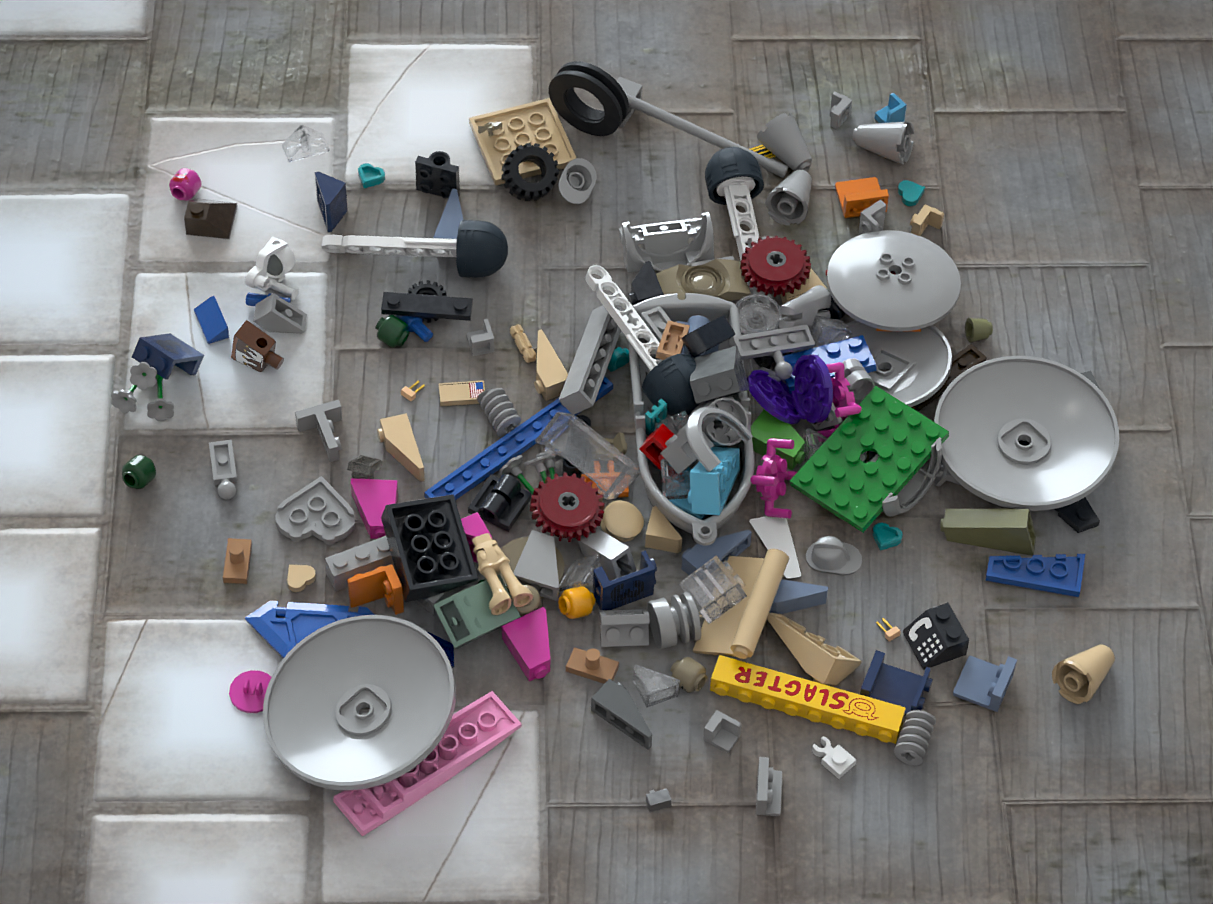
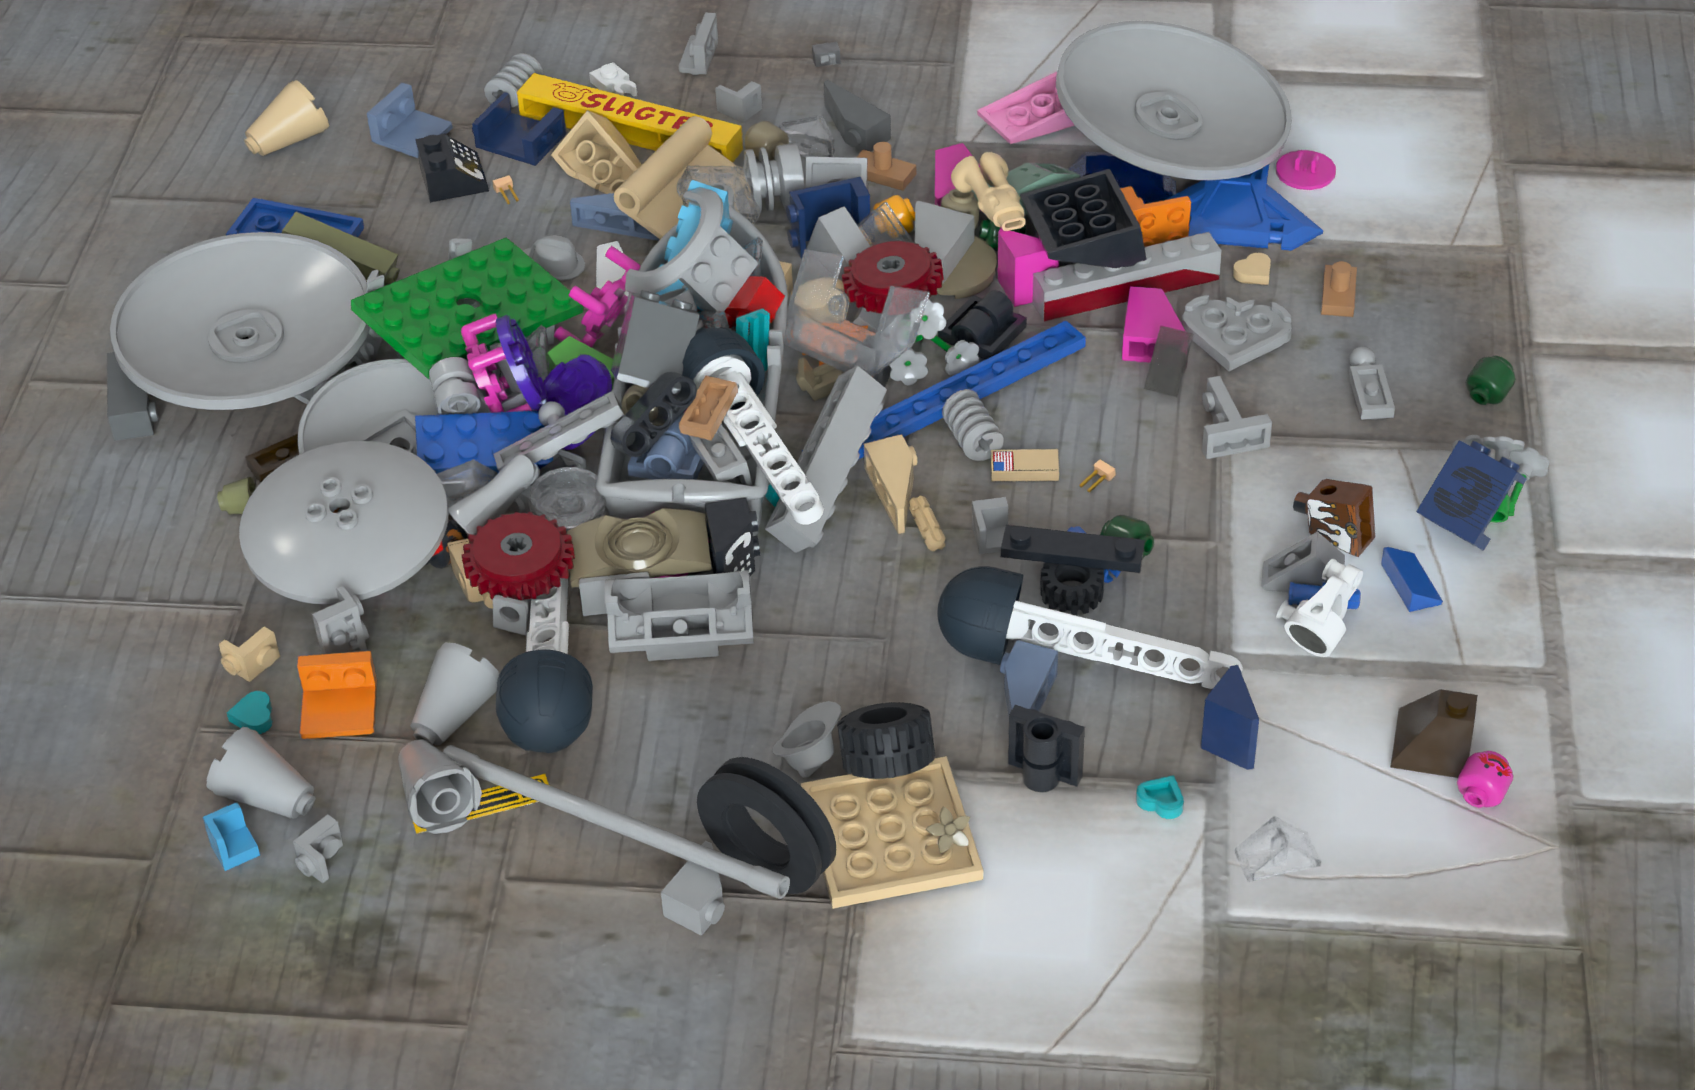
camera: 170 degrees left, 10 degrees down
(401, 444) = (1116, 397): tan slope -> none

